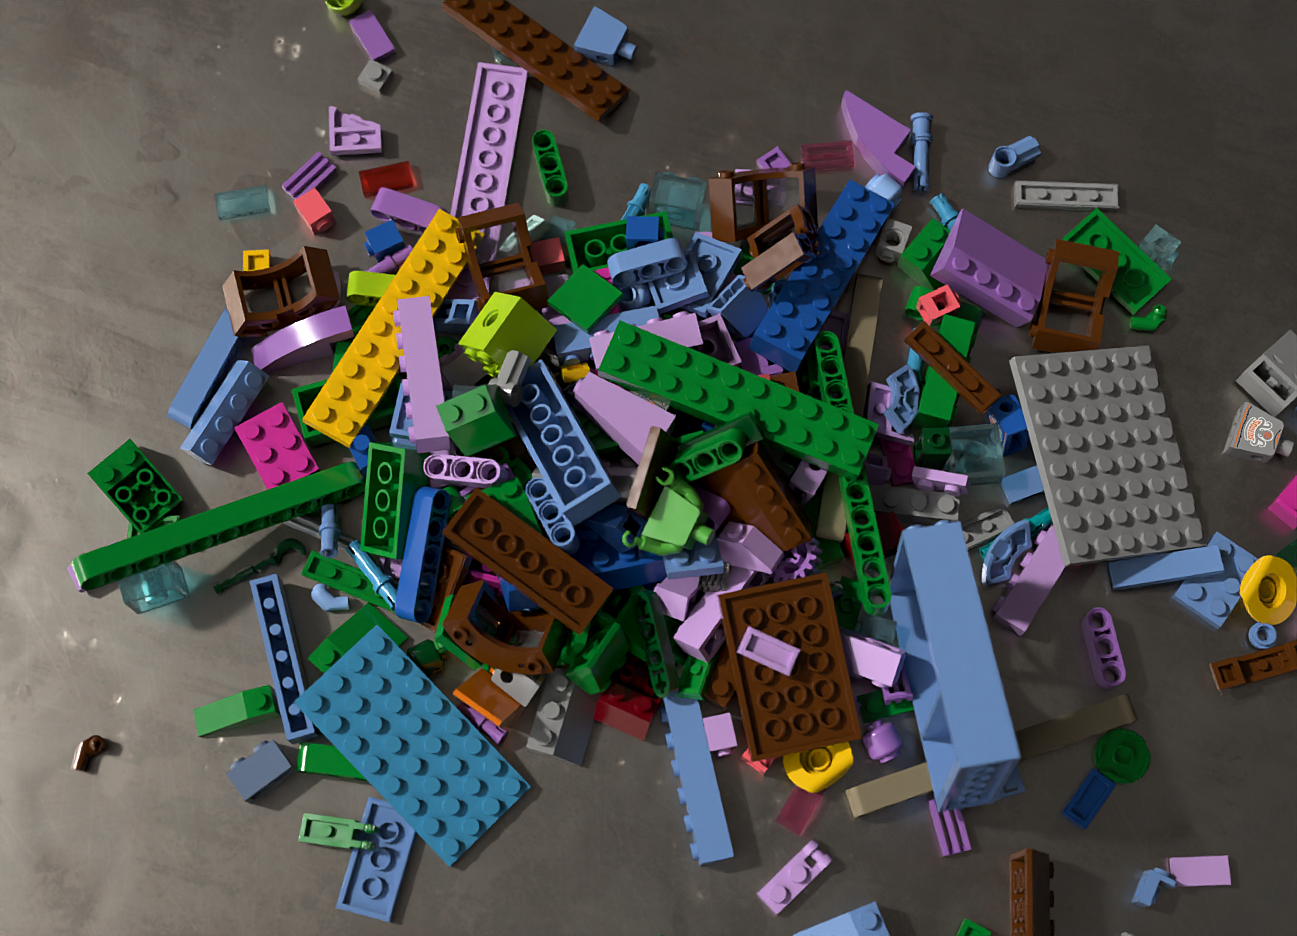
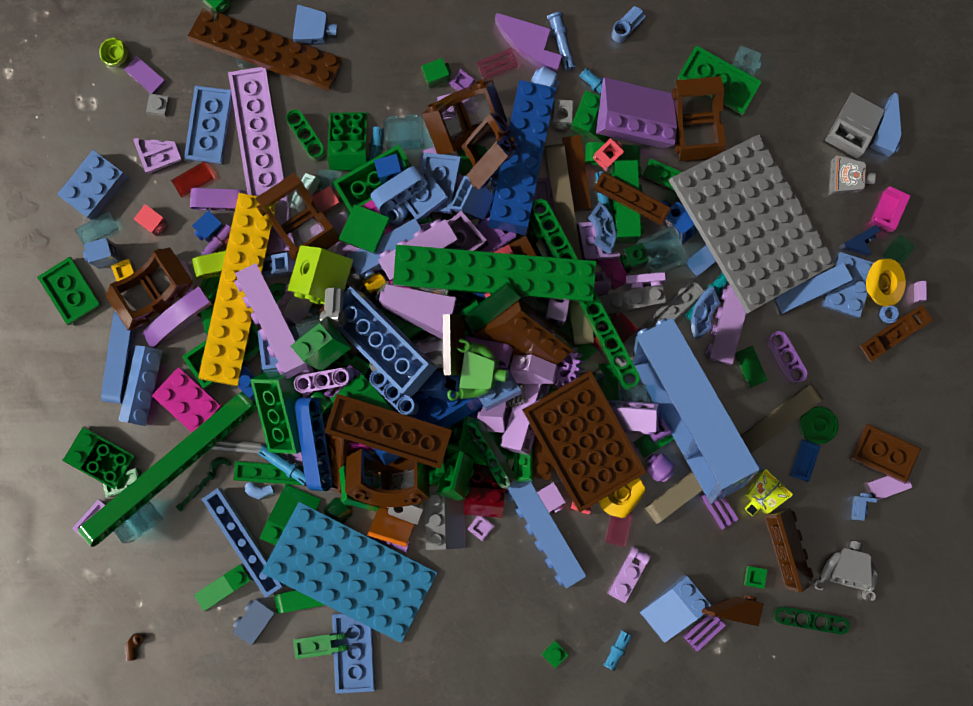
camera: 20 degrees left, 10 degrees up
(178, 267) = (69, 291): none -> green plate
(236, 230) = (101, 253): none -> medium blue brick
(257, 146) = (92, 185): none -> medium blue brick
(290, 185) = (131, 192): medium lavender tile -> none
(329, 531) = (243, 445): medium blue pin -> none
(430, 120) = (208, 125): none -> medium blue tile
(601, 190) = (347, 140): none -> green slope
(610, 745) = (480, 527): none -> lavender tile
(714, 446) = (487, 320): green beam -> none
(744, 141) = (436, 72): none -> green brick
(768, 651) = (568, 437): lavender tile -> none
(889, 322) = (577, 172): none -> reddish brown tile
(997, 354) = (660, 173): none -> green plate
(1020, 825) = (766, 493): none -> neon yellow torso
(1049, 646) = (751, 366): none -> green tile
(1066, 196) = (672, 41): light grey tile -> none
(1151, 321) = (756, 115): green arm -> none
(1206, 825) = (886, 453): none -> reddish brown tile
(1245, 527) = (858, 244): none -> dark blue slope

